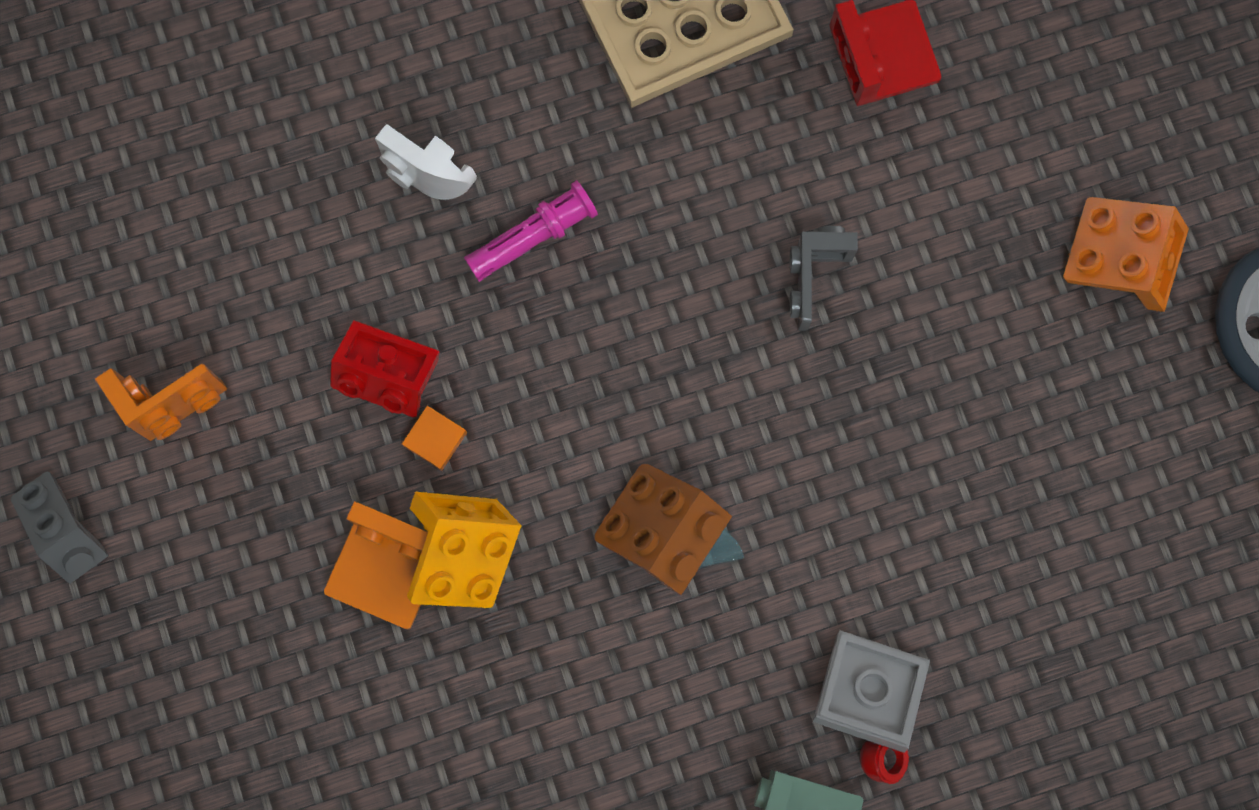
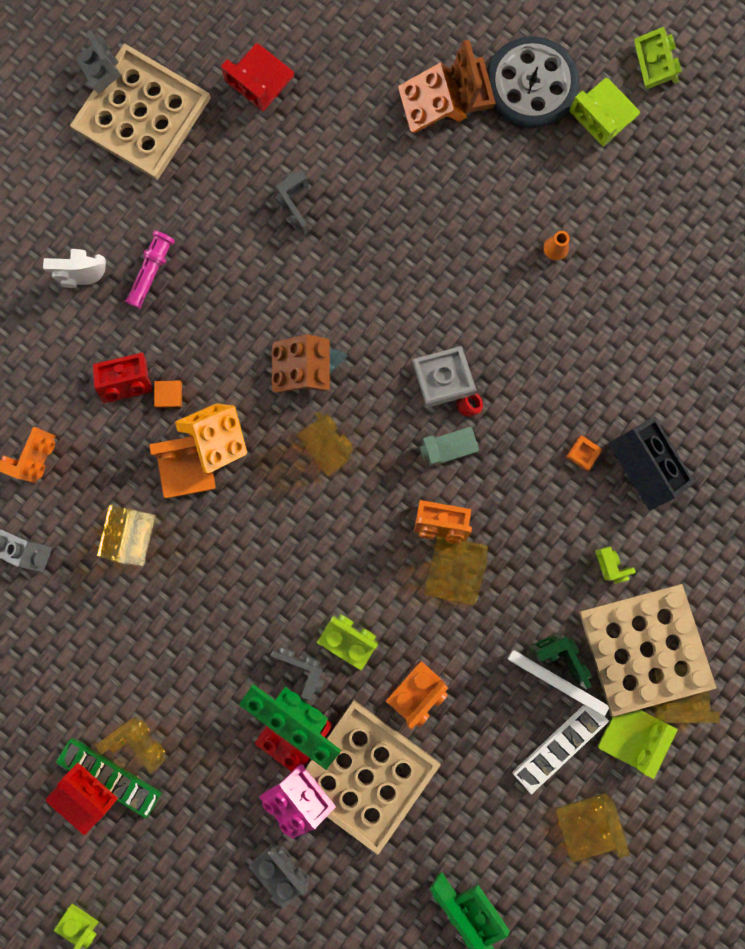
camera: 30 degrees left, 5 degrees up
(227, 614) = (126, 536): none -> clear yellow bracket
(619, 675) = (325, 445): none -> clear yellow bracket
(1171, 605) = (557, 246): none -> orange cone
(1207, 263) = (472, 80): none -> dark orange bracket

